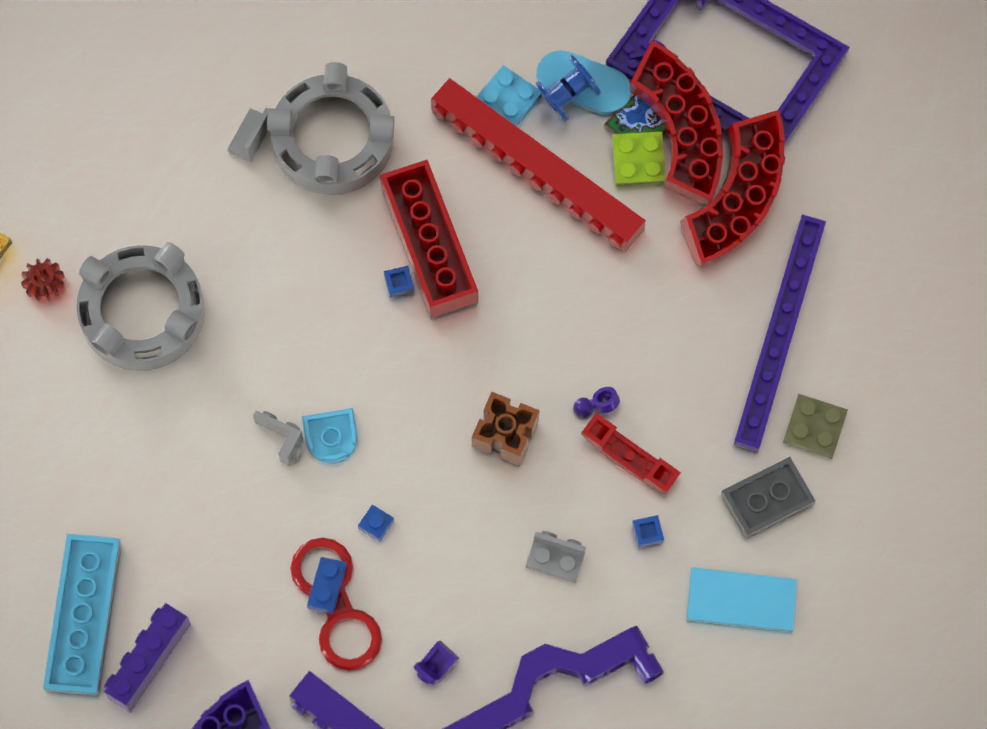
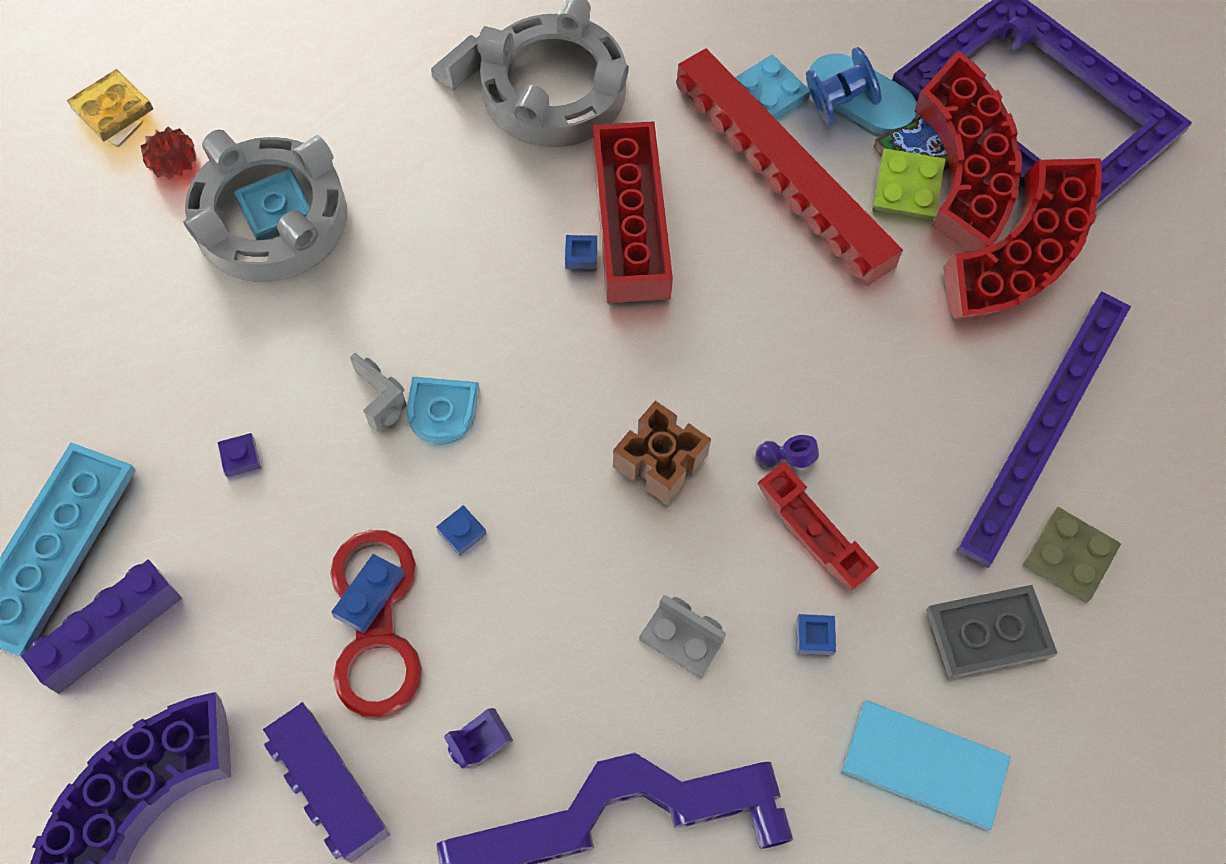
camera: 15 degrees right, 5 degrees down
(143, 302) = (269, 200): none -> medium azure tile
(193, 510) = (239, 455): none -> dark purple plate

